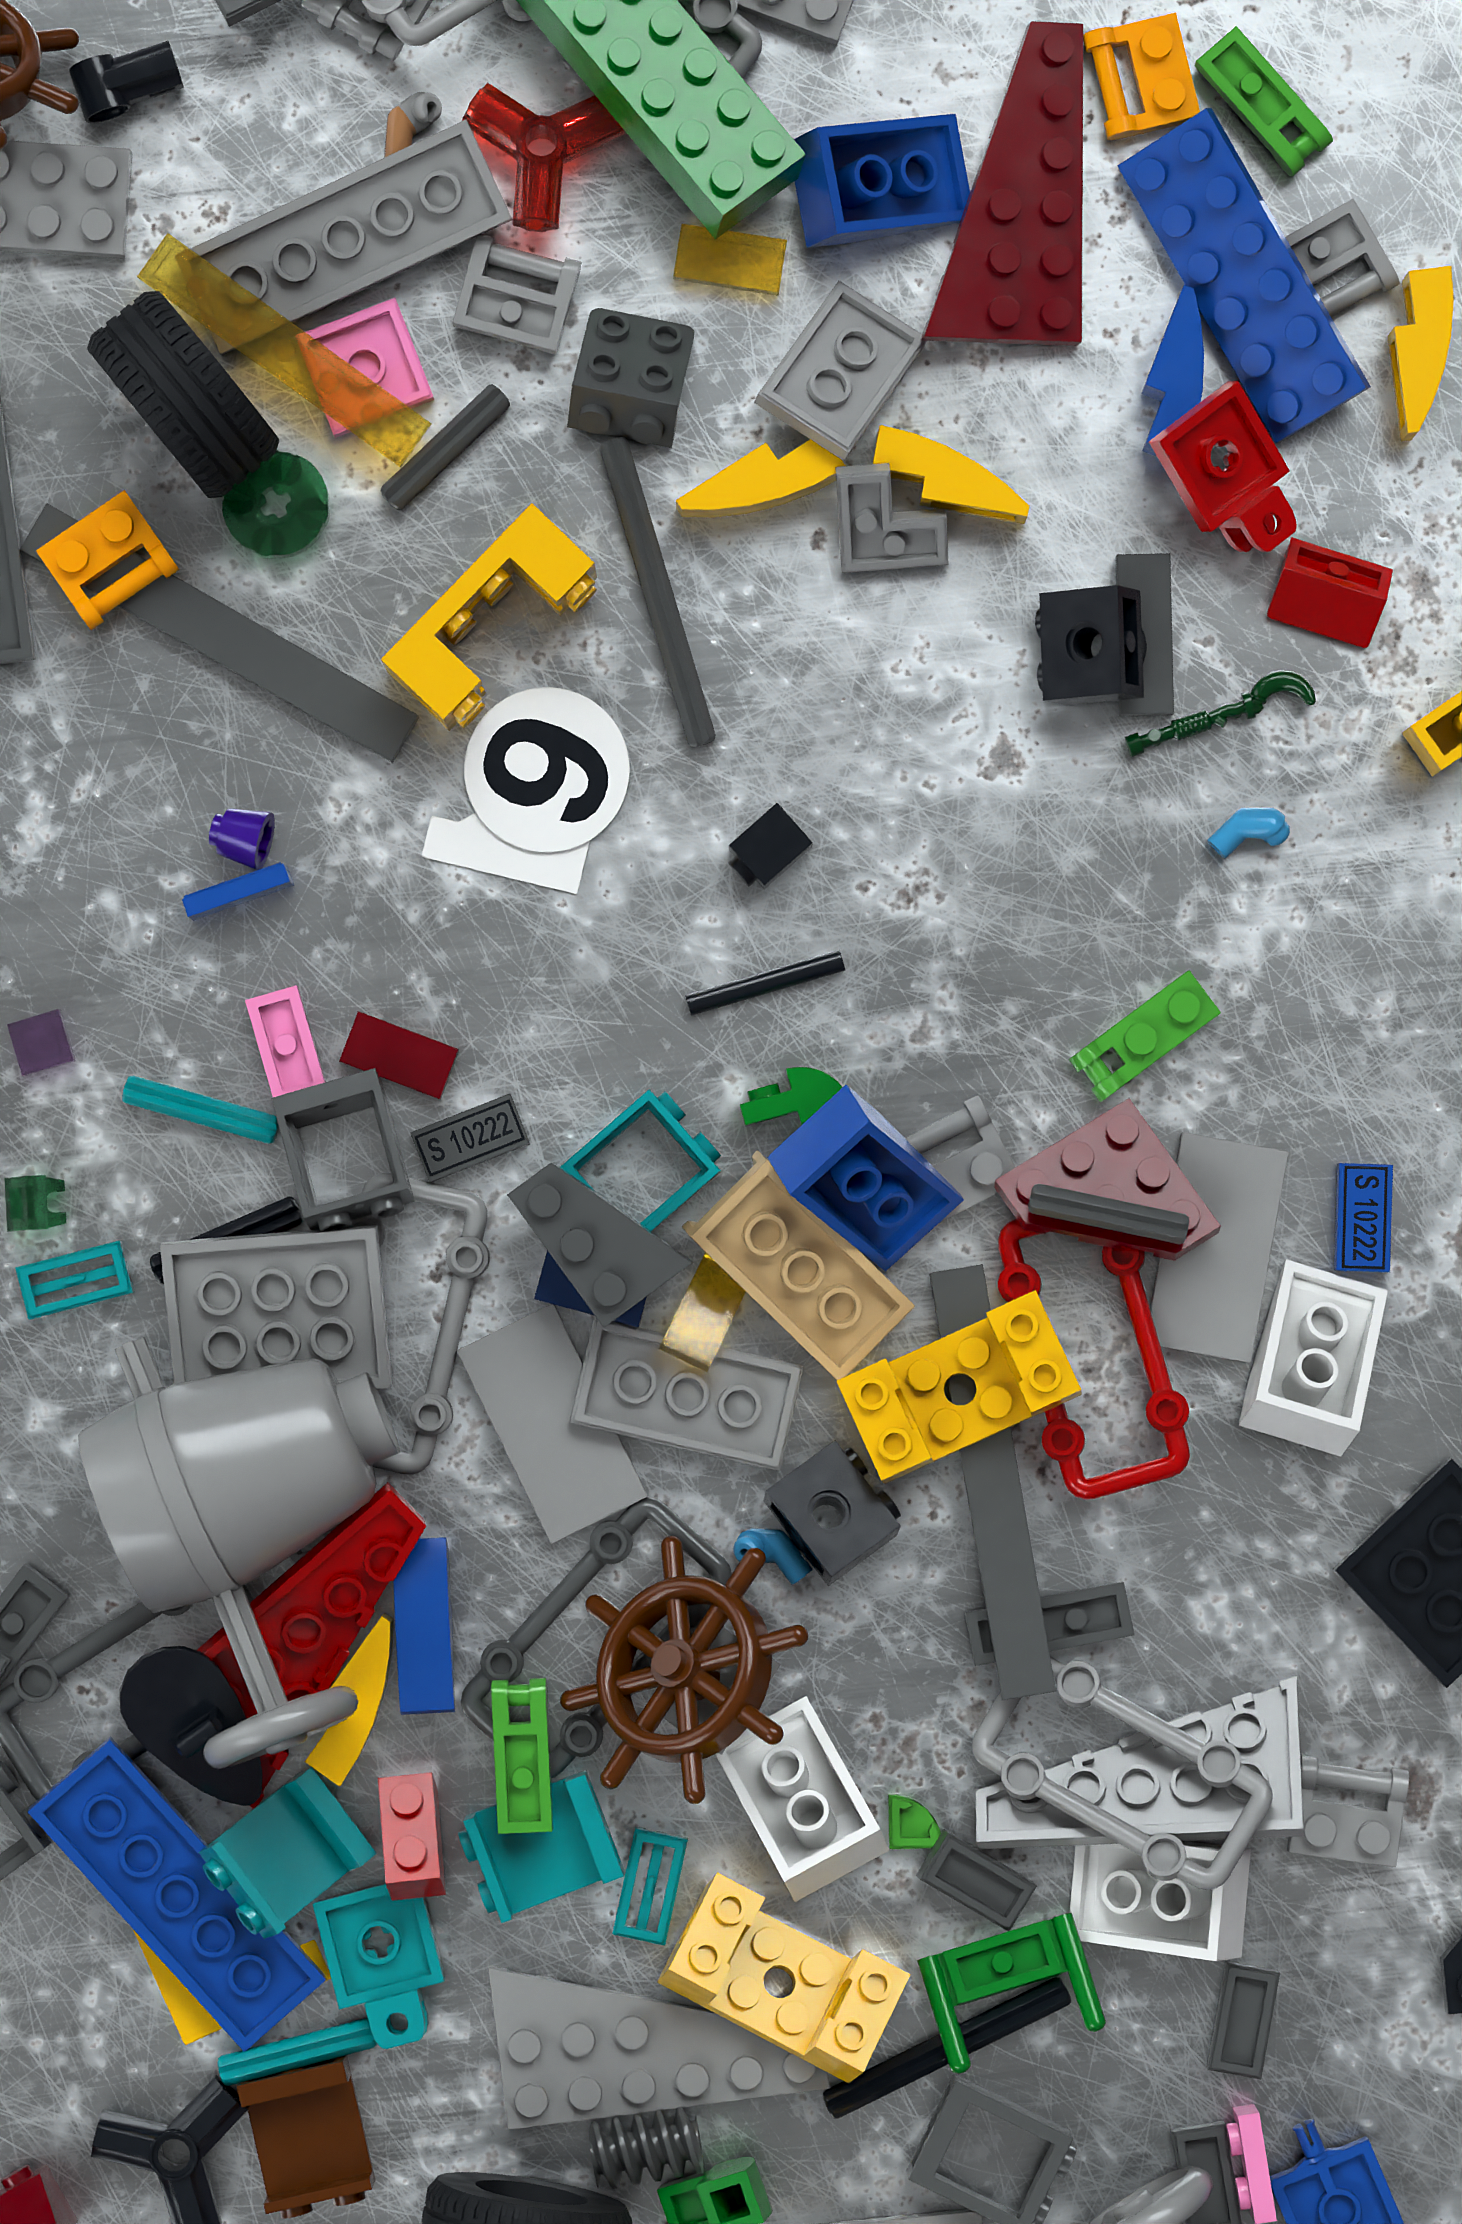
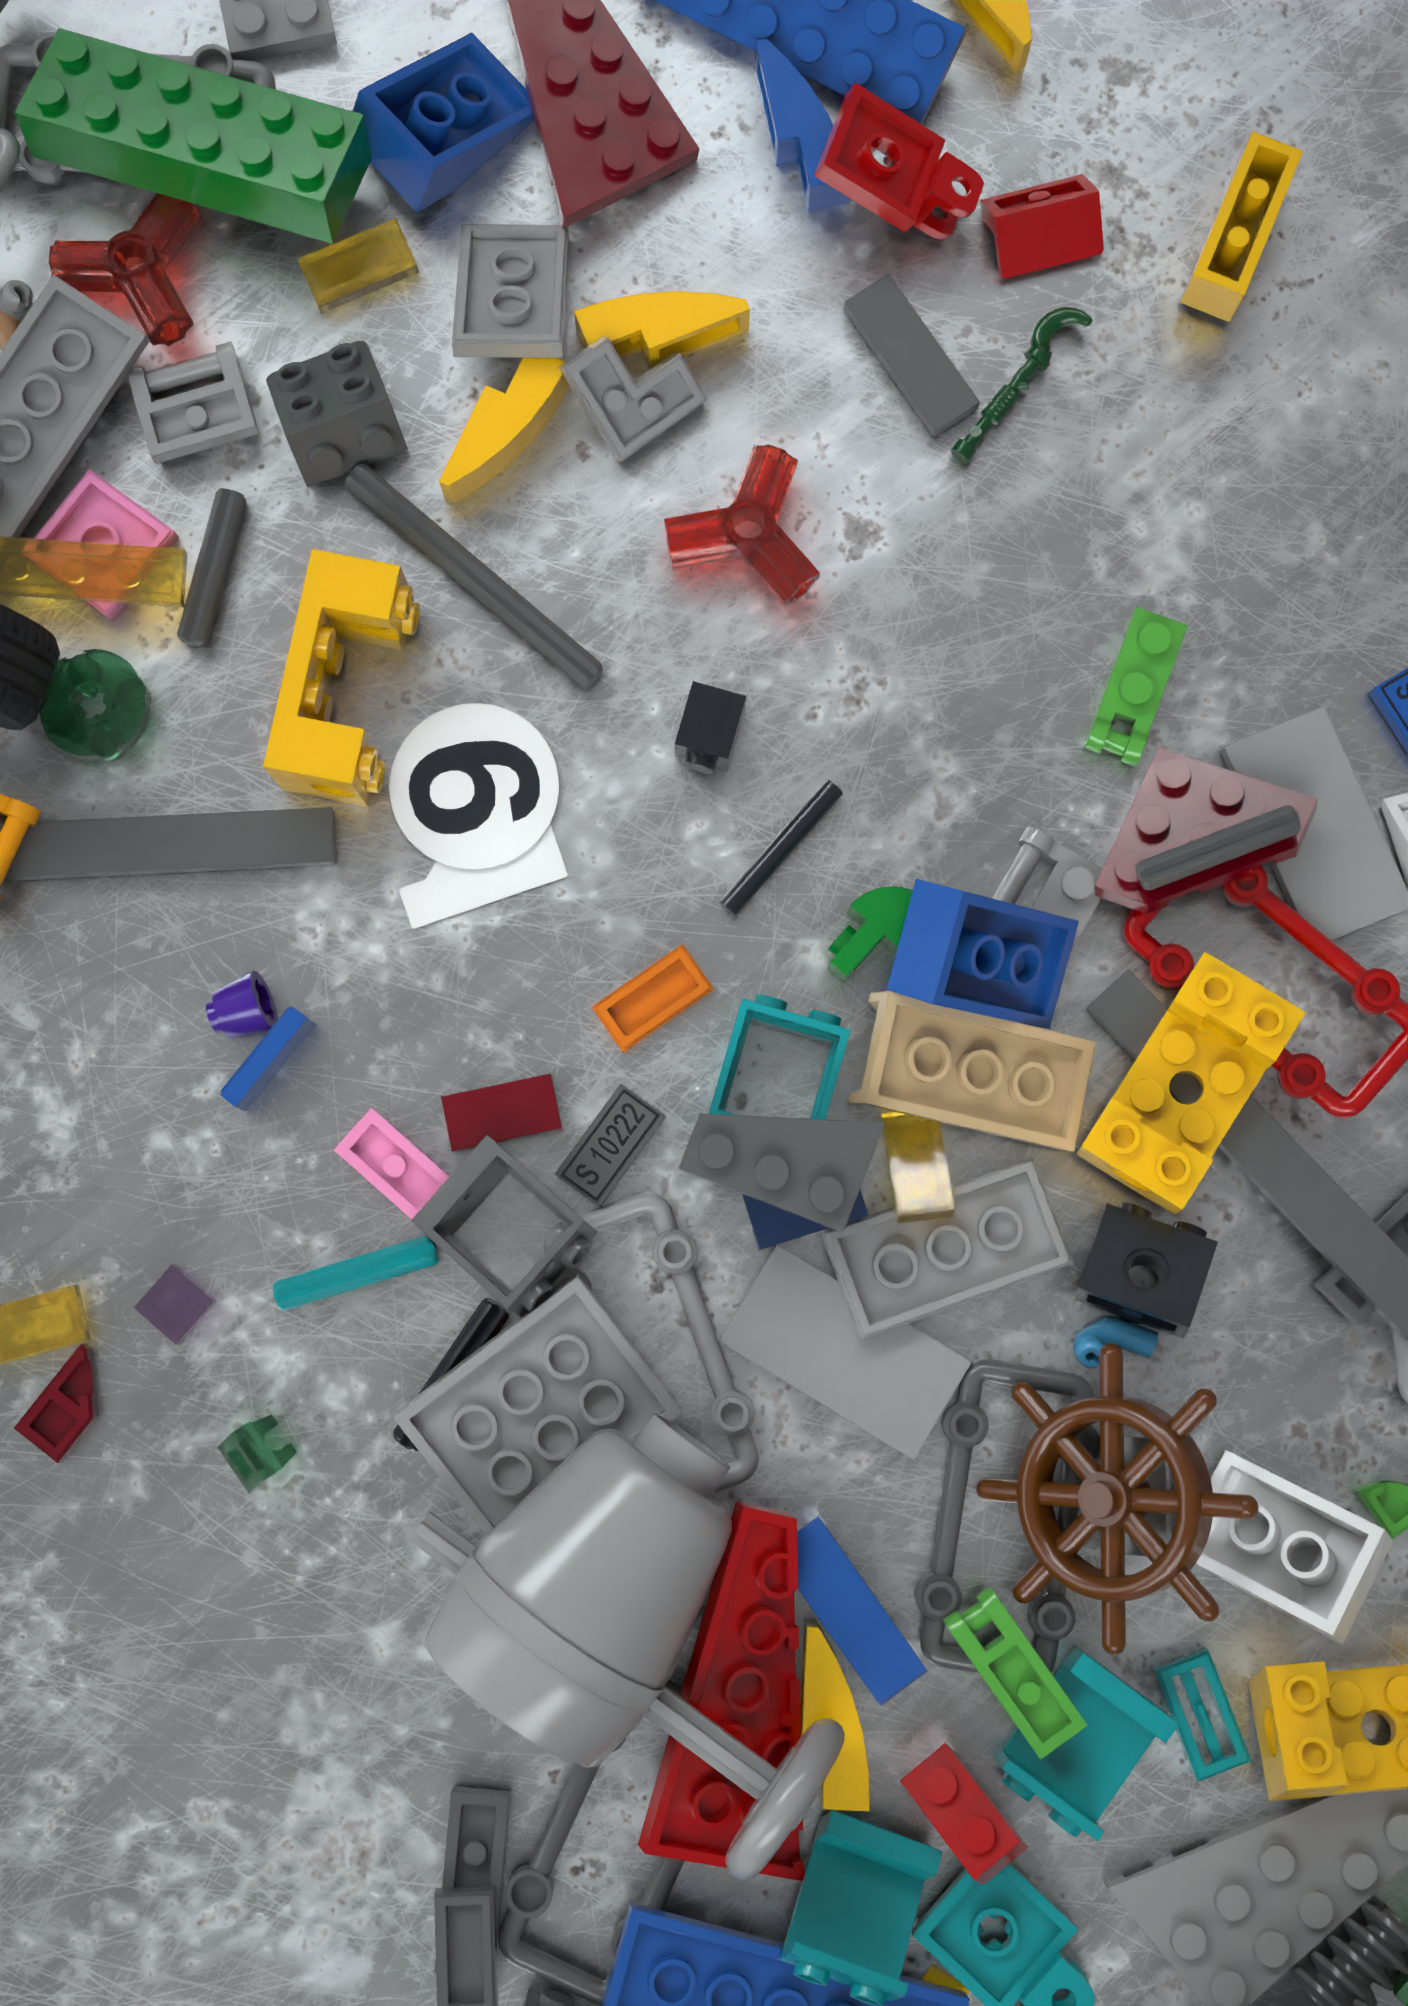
camera: 30 degrees left, 5 degrees down
(119, 1268) = (371, 1461): teal tile -> none
(174, 1706) = (675, 1839): black shield -> none
(581, 1040) = (653, 998): none -> orange tile
(937, 679) = (759, 499): none -> clear red piece
(1067, 628) = (843, 382): black brick -> none
(1250, 823) = (1104, 453): dark azure arm -> none

